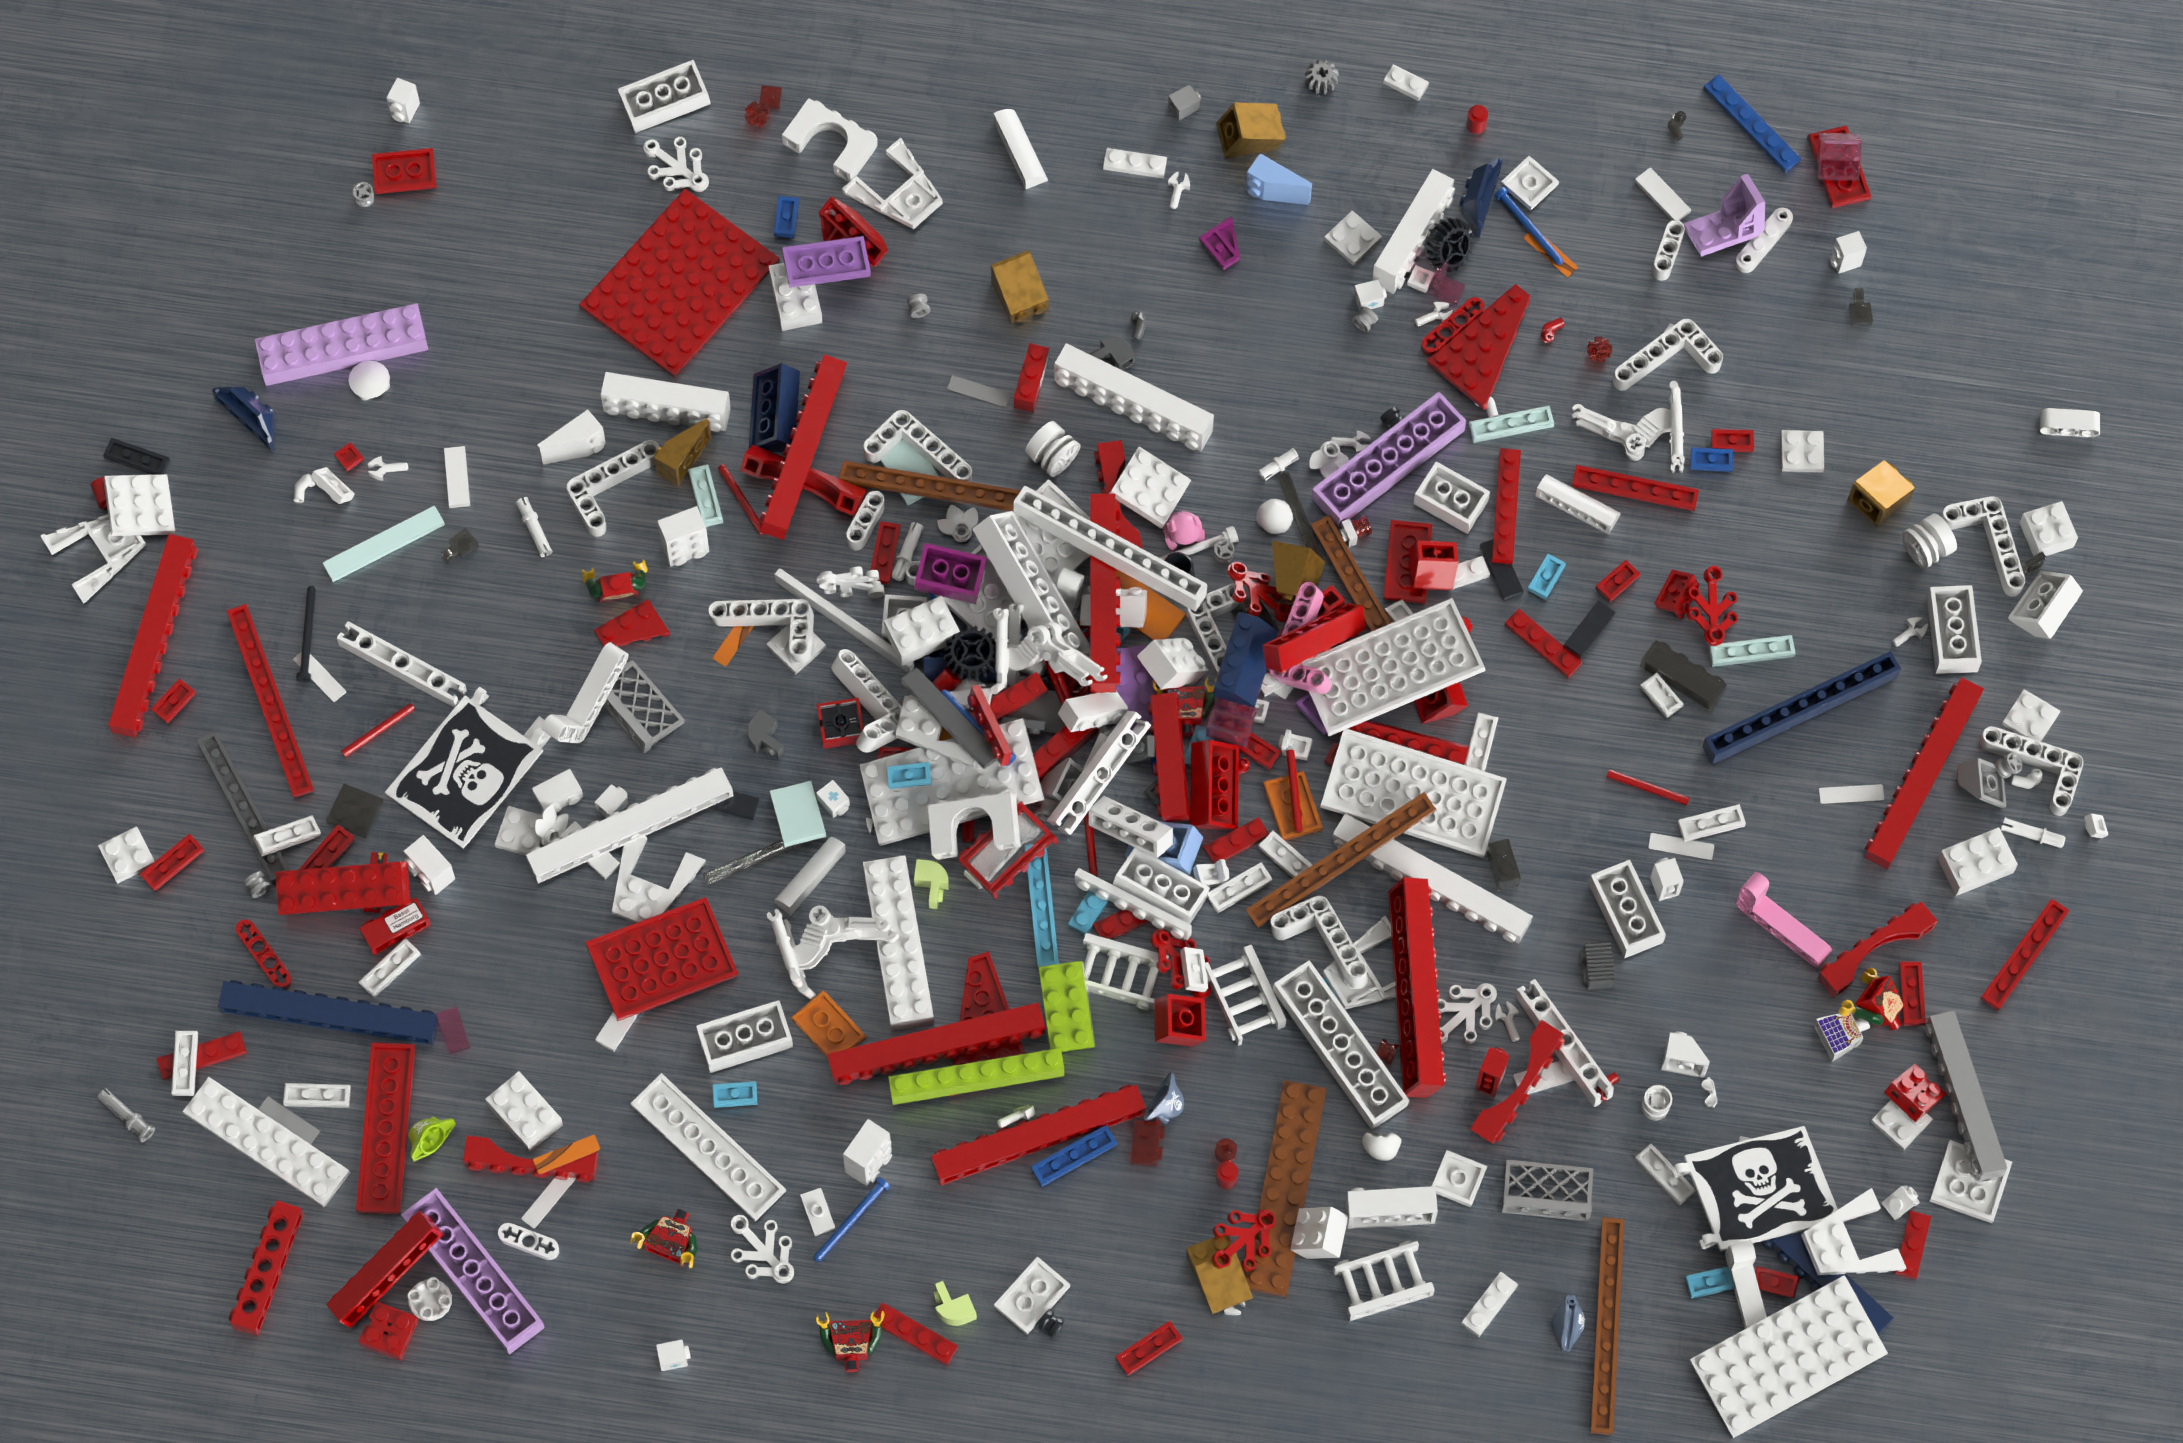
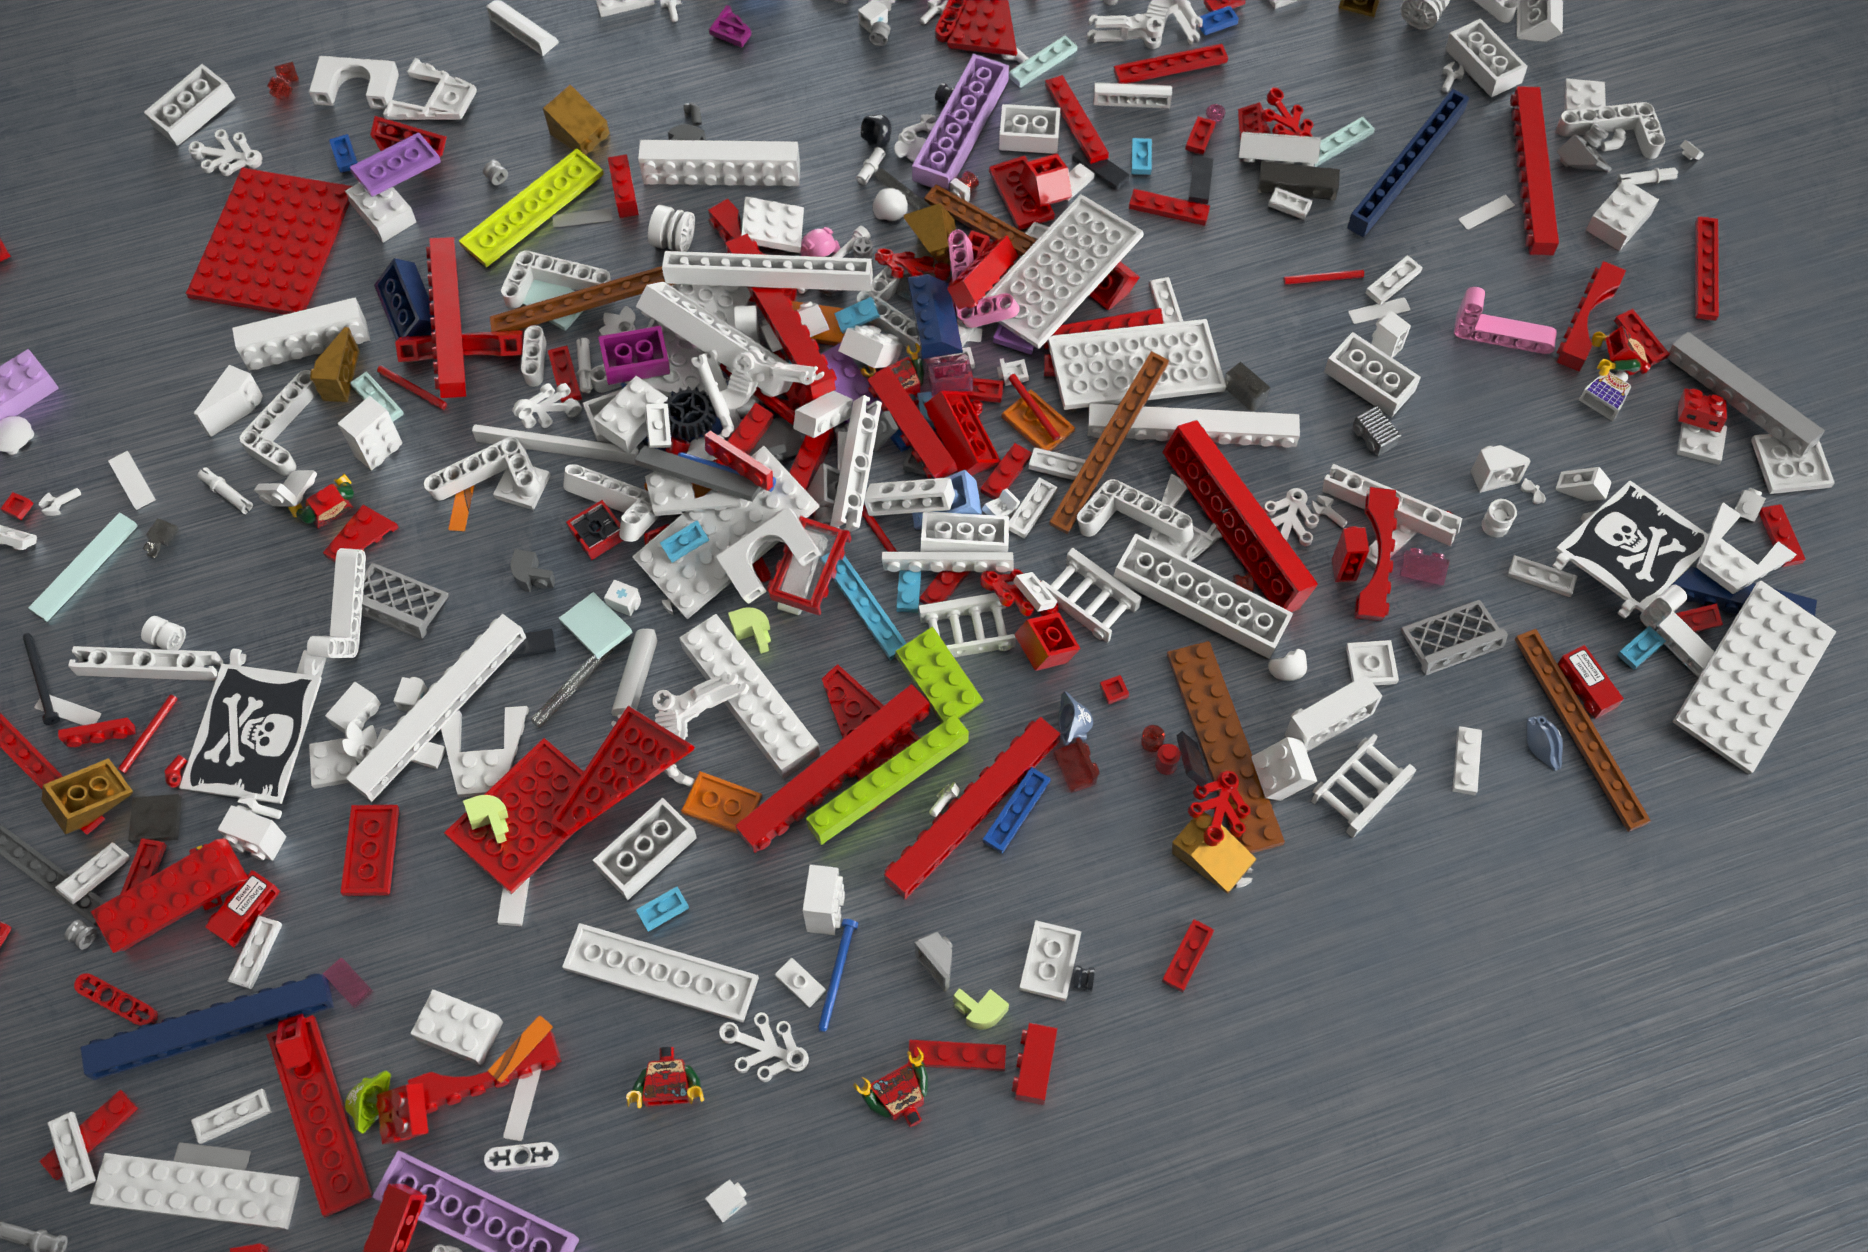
camera: 25 degrees left, 5 degrees down
(307, 764) = (85, 795): none -> pearl gold slope
(337, 710) = (97, 732): none -> red plate
(384, 776) = (172, 772): none -> red arm
(391, 1059) = (293, 1042): none -> red slope
(429, 647) = (163, 634): none -> white wheel
(440, 842) = (254, 807): none -> white bar
(451, 1160) = (402, 1113): none -> red piece
(519, 925) = (370, 850): none -> red plate
(590, 556) = (290, 492): none -> white bracket
(629, 940) = (488, 810): none -> yellowish green brick
(761, 955) = (624, 762): none -> red wing
(936, 359) = (531, 207): none -> neon yellow plate
(936, 656) = (658, 425): none -> white plate
(939, 1246) = (936, 956): none -> light grey slope
(973, 1372) = (1034, 1063): none -> red brick
(1180, 621) = (857, 314): none -> medium azure plate
(1217, 1091) = (1114, 689): none -> red plate
(1244, 1185) = (1191, 759): none -> black tile
(1303, 429) = (876, 130): none -> black hair
(1561, 1114) = (1424, 567): none -> clear pink bracket
(1640, 1289) = (1590, 682): none -> red brick
(1648, 567) = (1215, 112): none -> clear pink plate
(1682, 633) = (1280, 148): none -> white brick
(1759, 1109) = (1584, 484): none -> white slope

